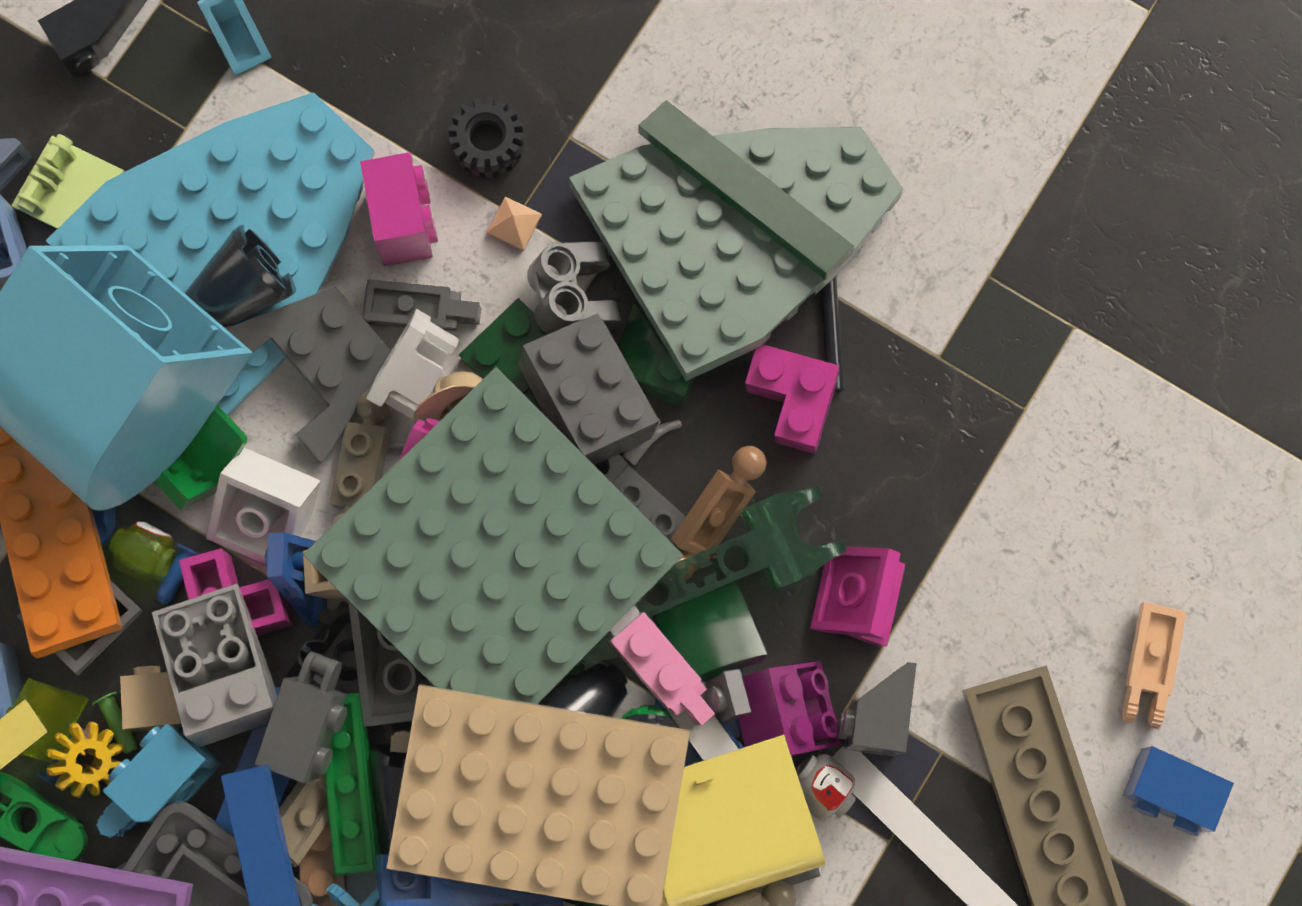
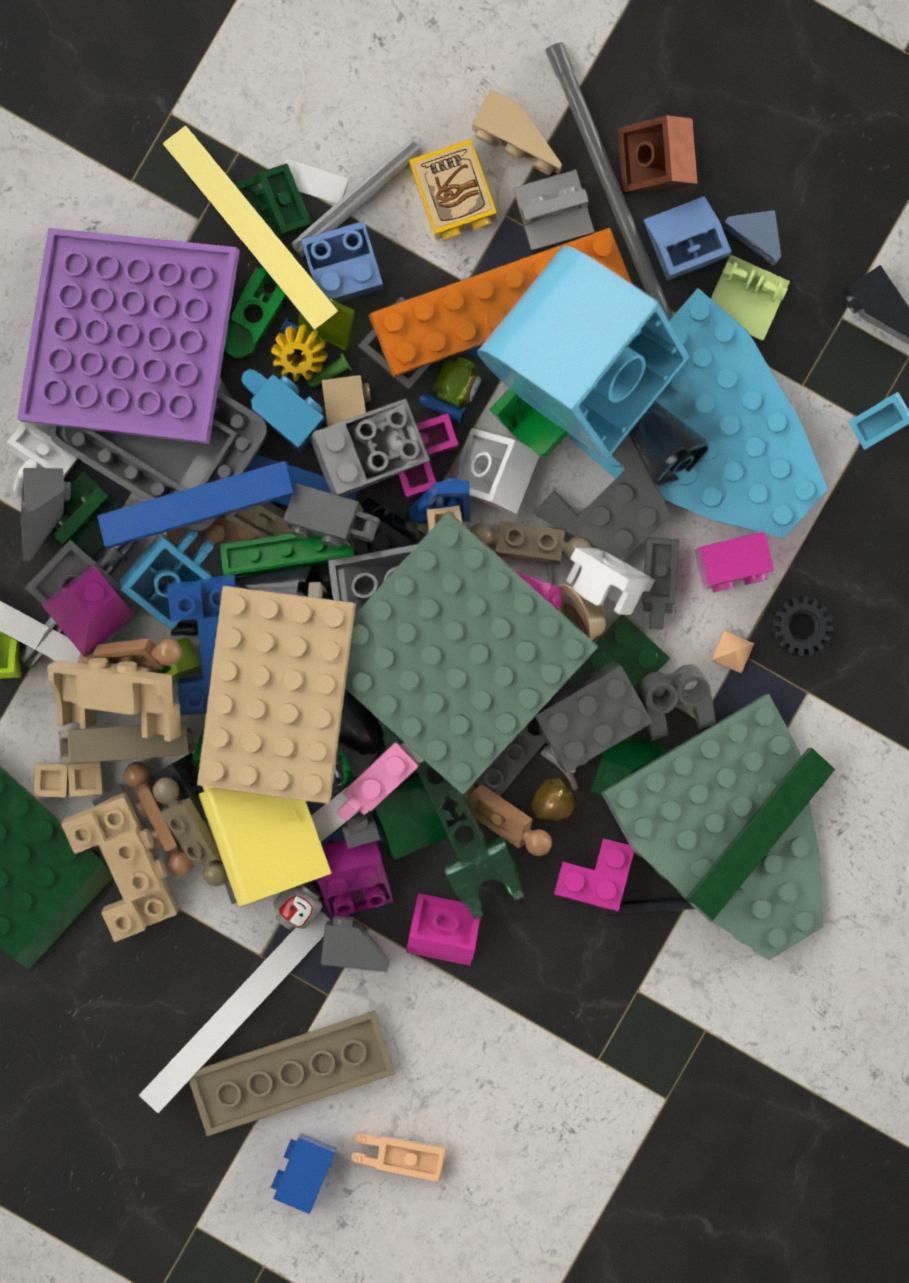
camera: 90 degrees right, 10 degrees up
(694, 449) = (553, 801): none -> clear yellow cone

